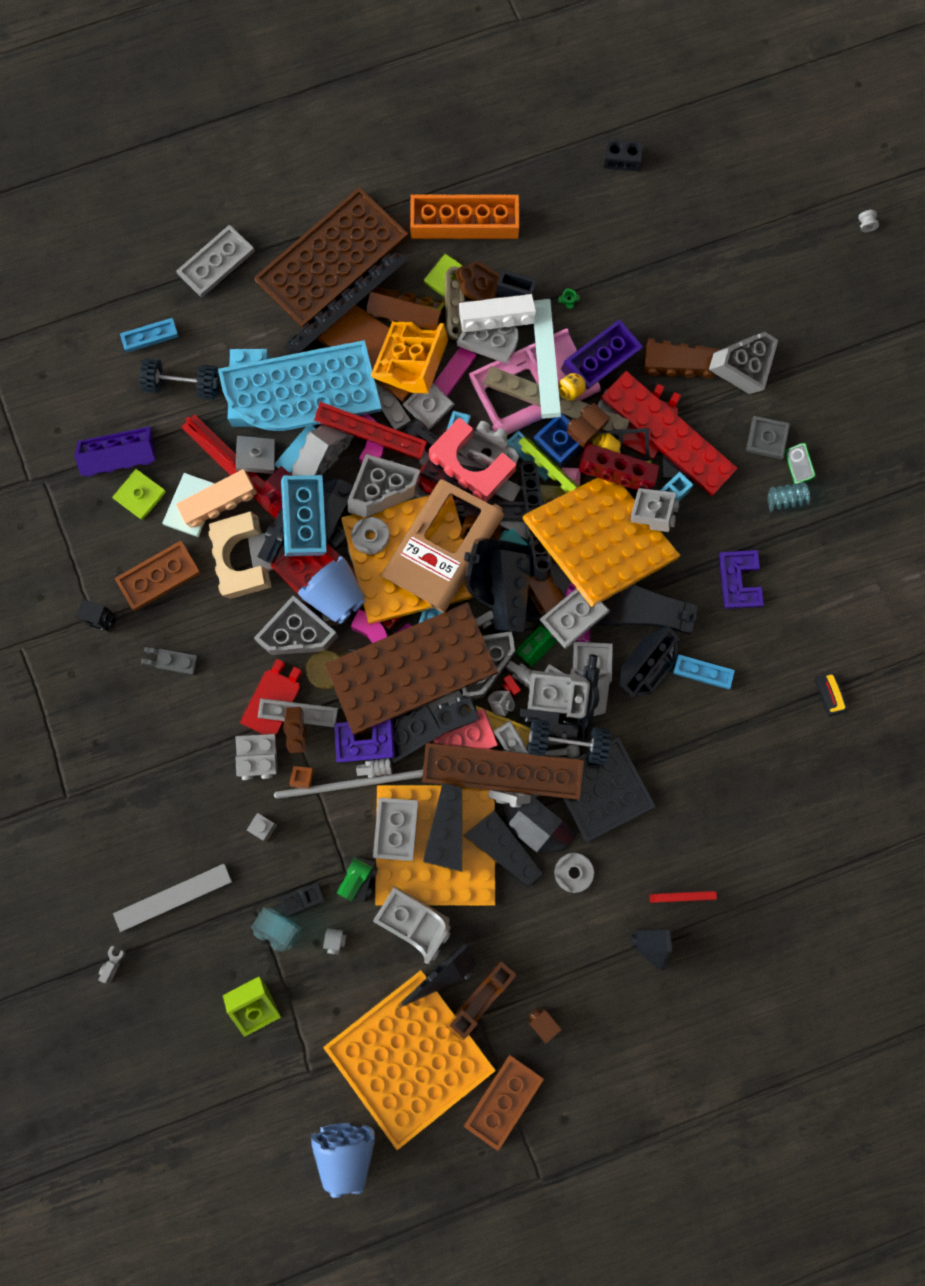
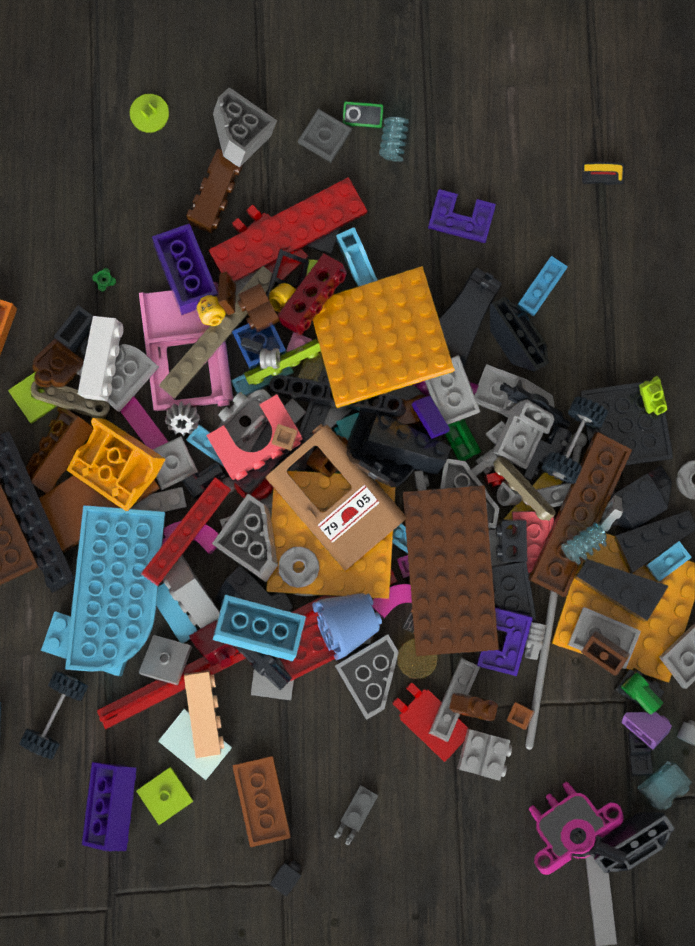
camera: 70 degrees left, 5 degrees up
(215, 915) = (638, 838): none -> black wedge
(218, 849) = (573, 819): none -> piece
(224, 536) = (244, 720): tan arch -> none
(261, 827) = (558, 770): light grey brick -> none
(326, 899) = (647, 727): none -> medium lavender slope
(379, 830) = (605, 653): none -> reddish brown brick
(469, 399) = (182, 418): none -> light grey gear
(475, 781) = (584, 543): none -> clear light blue piece
(479, 480) = (284, 437): none -> medium nougat plate
(486, 867) = (668, 561): none -> medium azure plate
(507, 710) = (520, 484): none -> dark tan plate
(543, 604) = (430, 417): none -> dark purple tile
(546, 360) = (171, 325): light aqua tile -> none
(546, 448) = (270, 358): none -> light grey wheel
(552, 430) = (251, 345): none -> black tile
(592, 394) = (227, 293): none -> reddish brown plate
(636, 802) = (653, 396): none -> lime hips
(655, 509) = (368, 273): light grey plate -> none
(729, 287) = (149, 113): none -> lime piece

